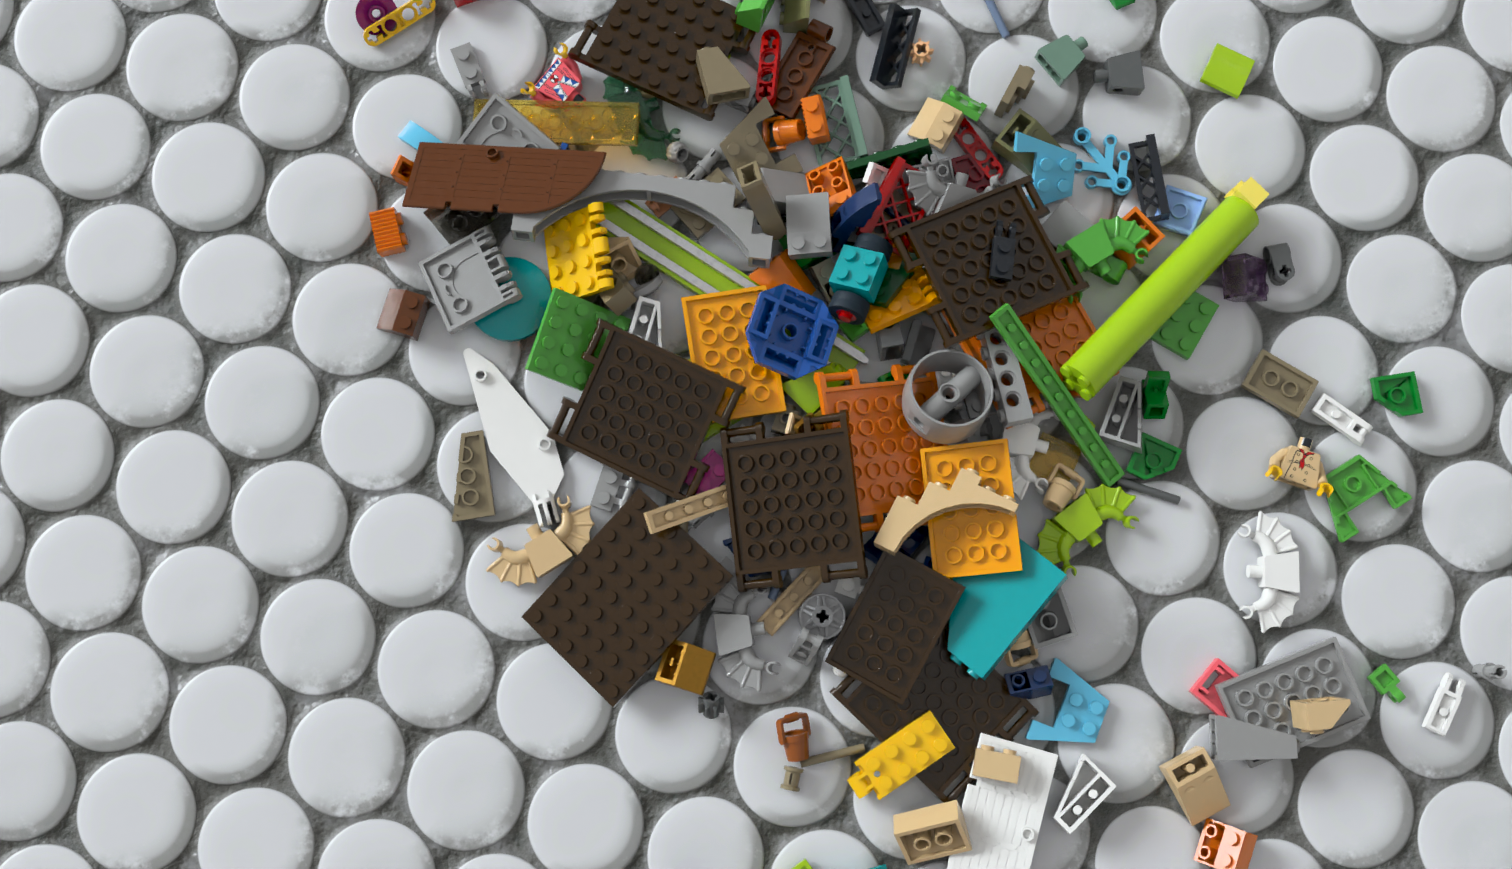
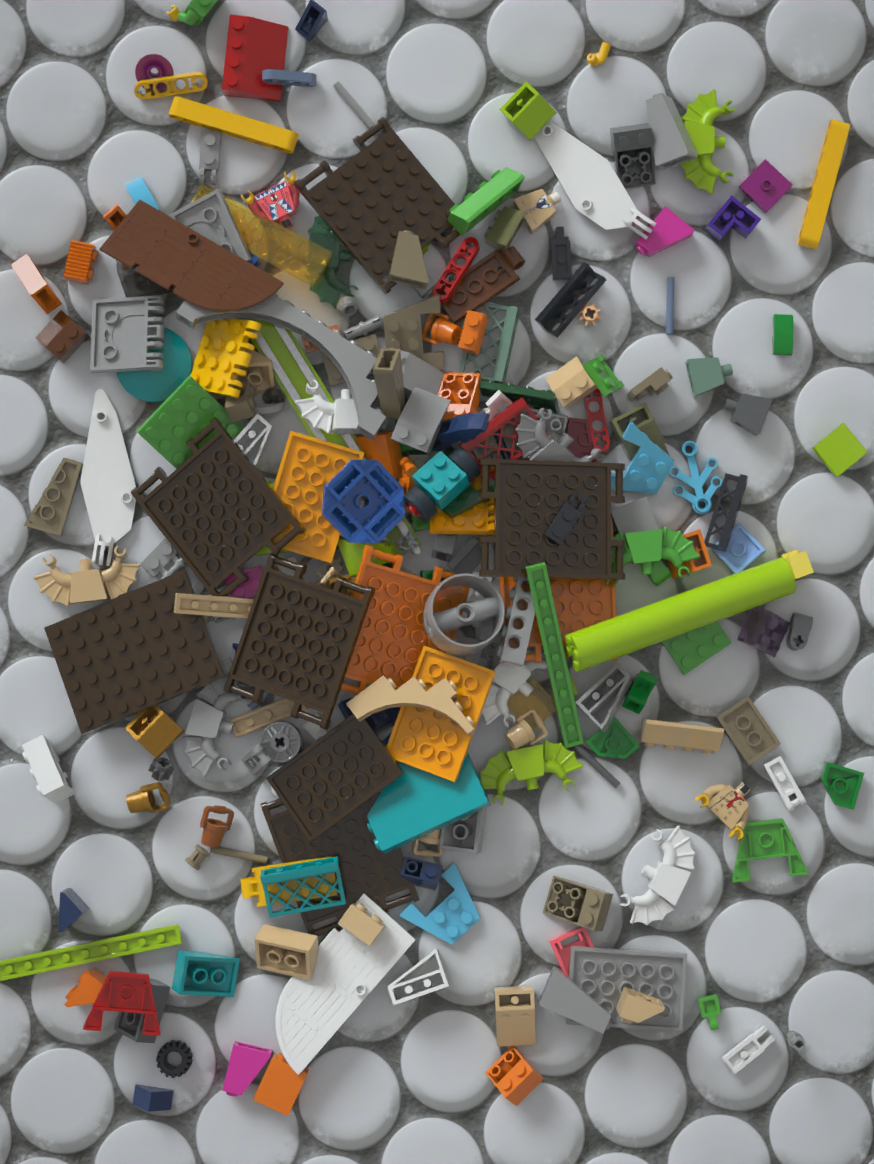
camera: 30 degrees right, 5 degrees up
(353, 273) = (36, 284): none -> slope
(479, 29) = (233, 125): none -> yellow beam
(593, 762) = (47, 770): none -> white wedge
(708, 745) = (145, 800): none -> pearl gold piece
(720, 264) = (332, 417): none -> white torso
(821, 286) = (406, 479): none -> orange plate
(849, 350) = (412, 544): none -> dark grey gear
(904, 742) = (296, 872): none -> teal fence
(1199, 638) = (578, 903): none -> dark tan slope
(1218, 418) = (681, 734): none -> tan slope

